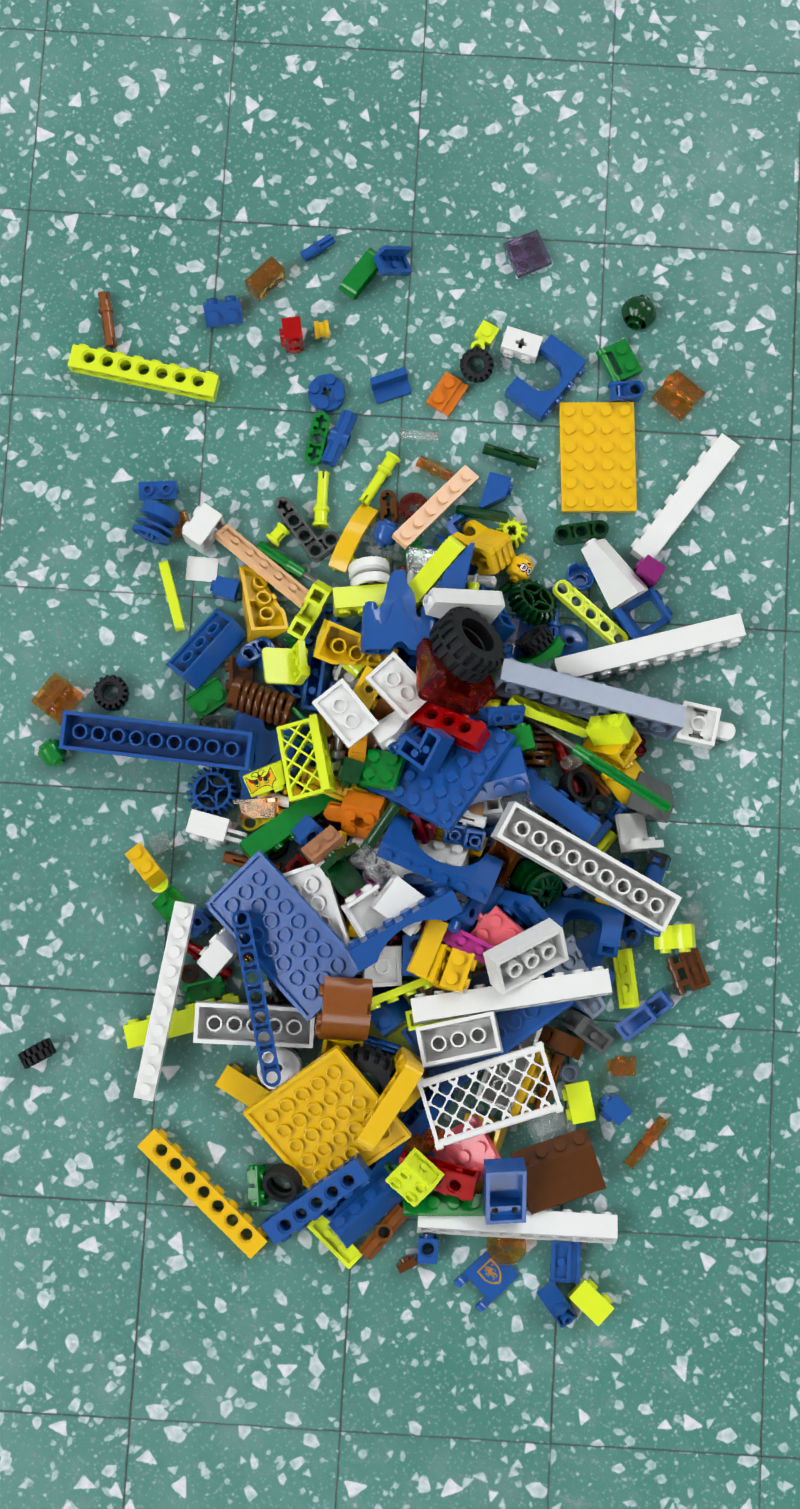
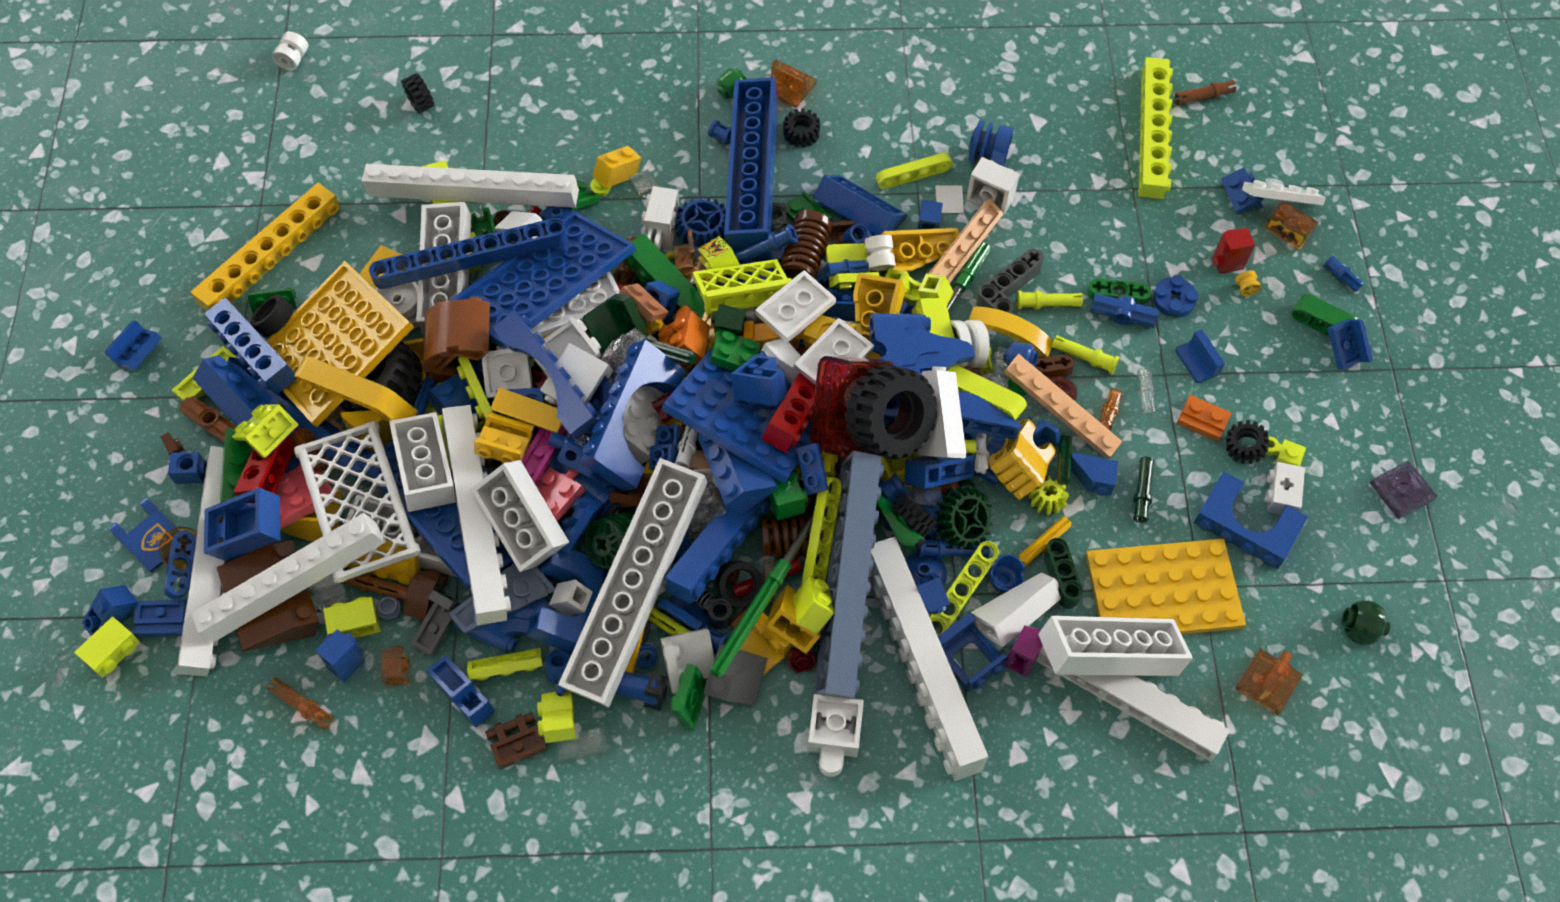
camera: 85 degrees right, 20 degrees down
(109, 767) = (720, 132): none -> blue bush
(158, 490) = (1027, 146): blue bracket -> none
(236, 278) = (1278, 191): none -> white plate
(259, 727) = (774, 242): none -> blue pin
(273, 636) = (879, 250): none -> white wheel
(278, 534) = (999, 259): neon yellow bush -> none
(288, 667) = (846, 266): none -> blue axle
(299, 1308) = (132, 346): none -> blue bracket
(520, 568) = (1005, 506): yellow head -> none
(538, 1253) = (174, 554): none -> blue beam
(549, 542) = (1041, 542): none -> yellow axle
(560, 1147) = (287, 577): none -> white brick
(583, 922) = (571, 598): none -> white brick
(596, 637) = (932, 593): none -> blue slope
(624, 359) = (1299, 612): green plate -> none
(624, 391) = (1255, 610): blue piece -> none
(658, 504) = (1114, 646): none -> white brick
(675, 837) = (689, 697): none -> green plate

